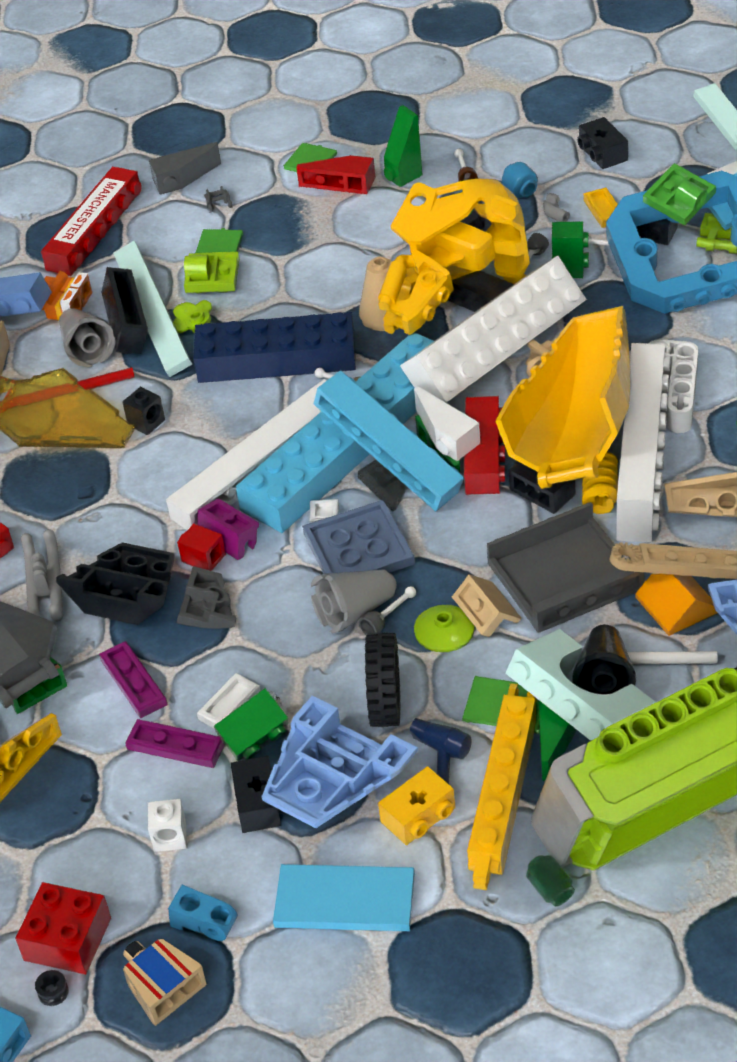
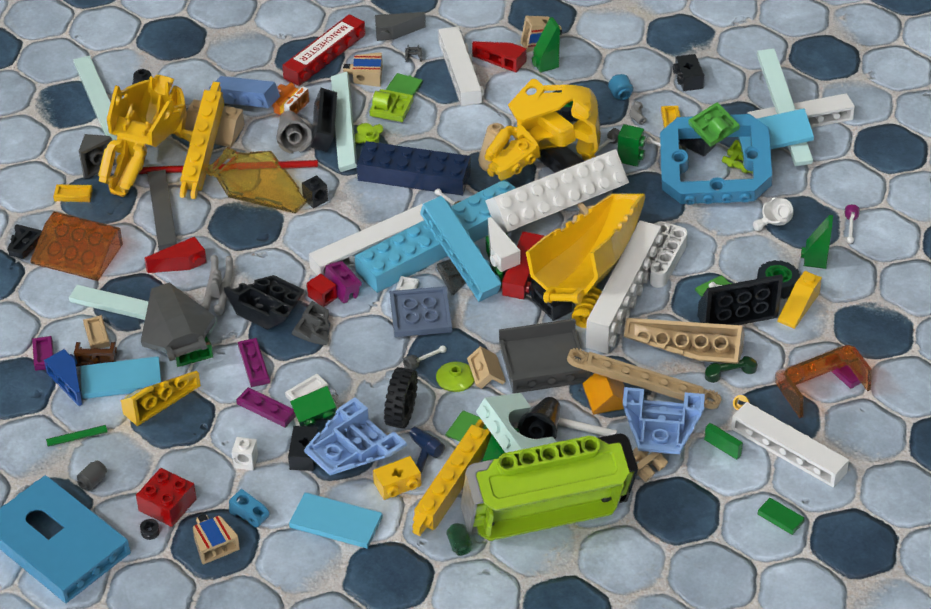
camera: 10 degrees right, 0 degrees up
(159, 232) = (366, 69): none -> tan torso
(289, 201) = (460, 66): none -> white brick
(308, 153) = (487, 34): bright green piece -> none
(349, 595) = (403, 341): light grey cone -> none
(375, 134) = (532, 31): none -> tan torso
(464, 172) = (587, 72): hinge -> none

